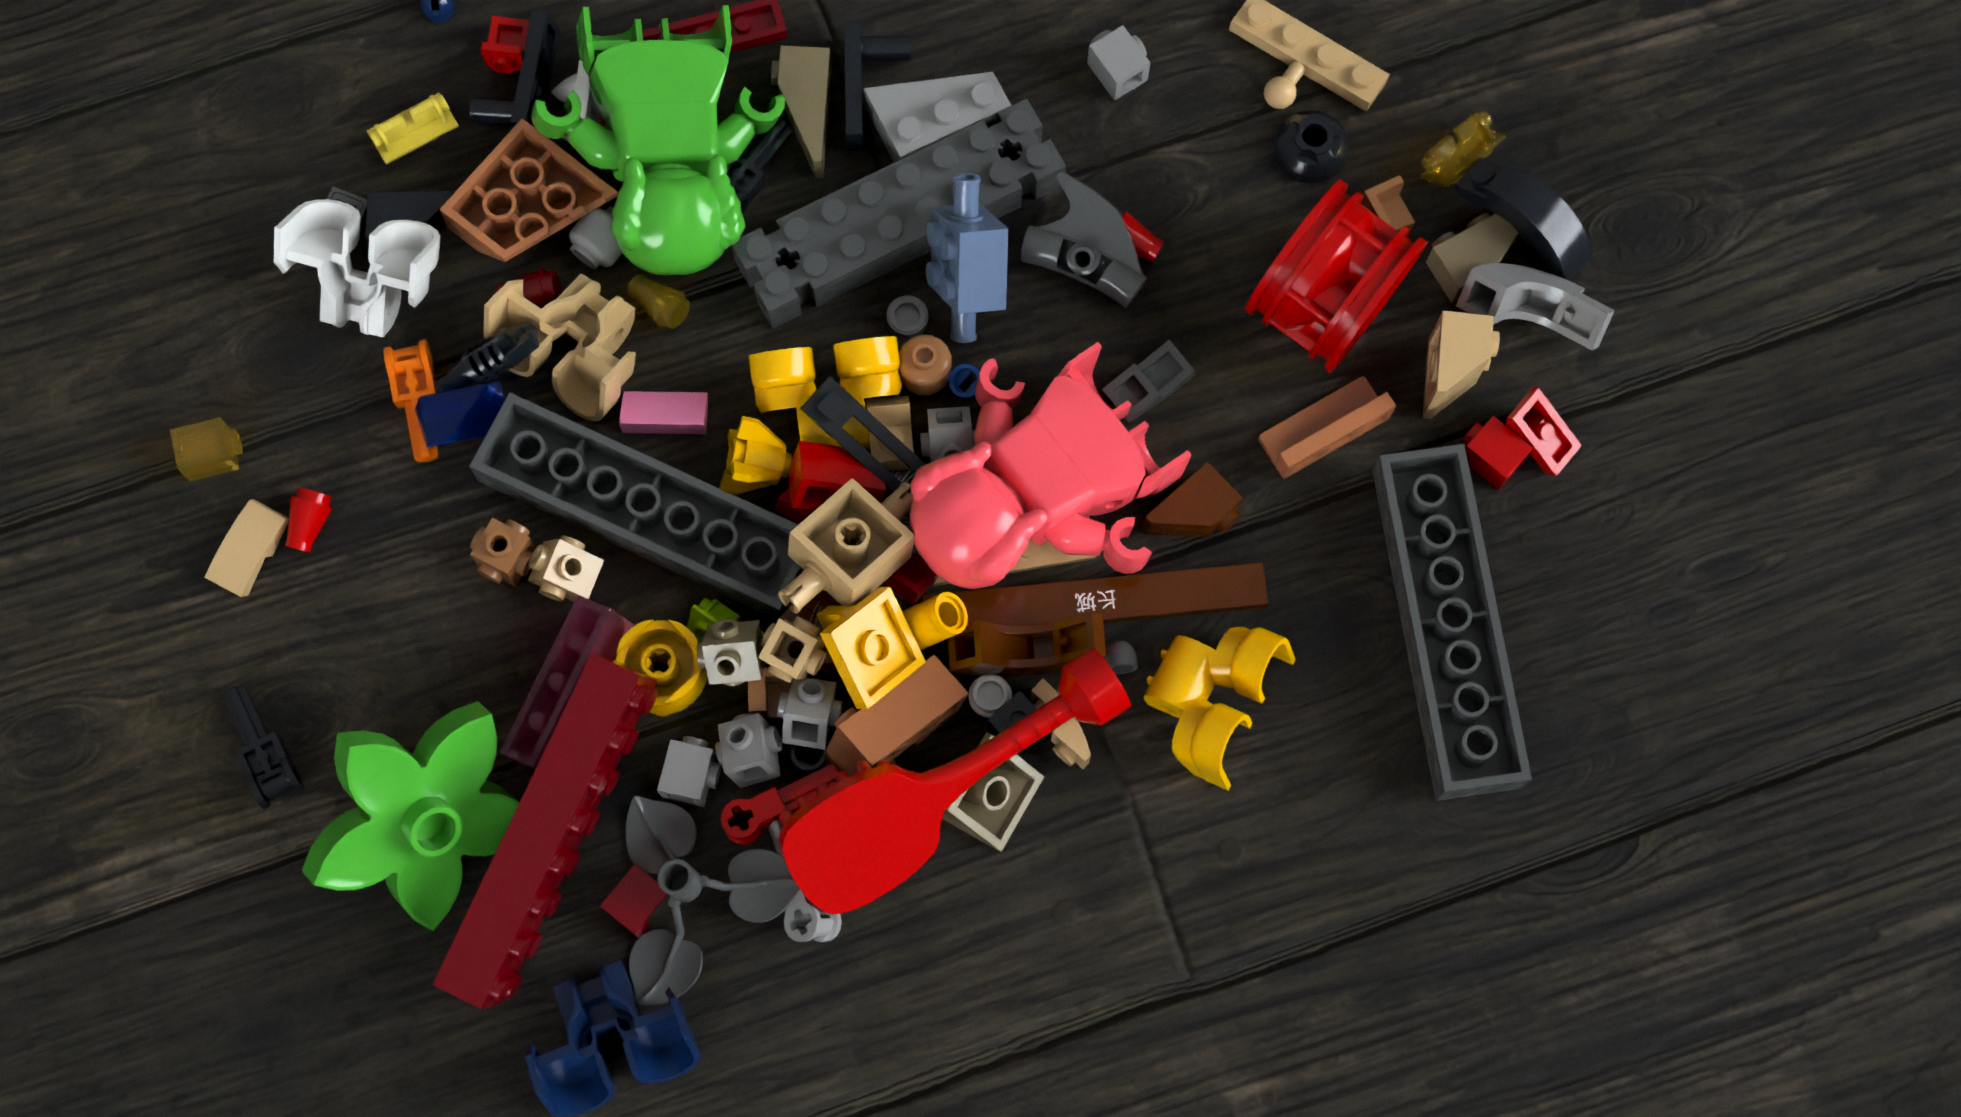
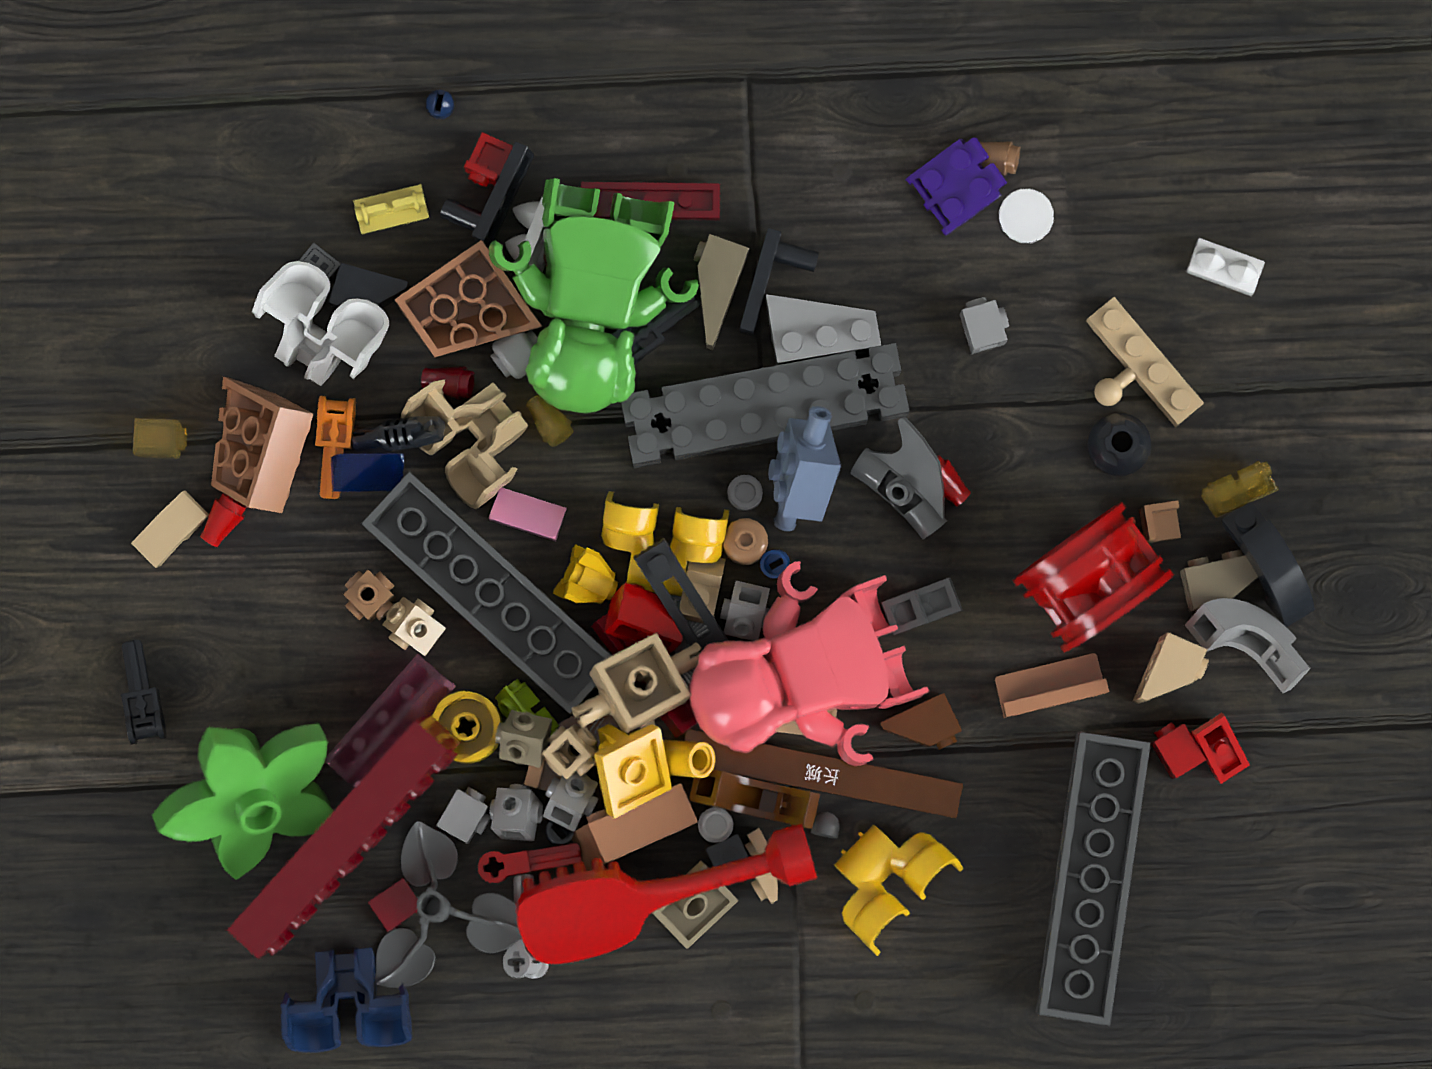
camera: 15 degrees right, 10 degrees up
(327, 421) = (258, 446): none -> nougat wedge

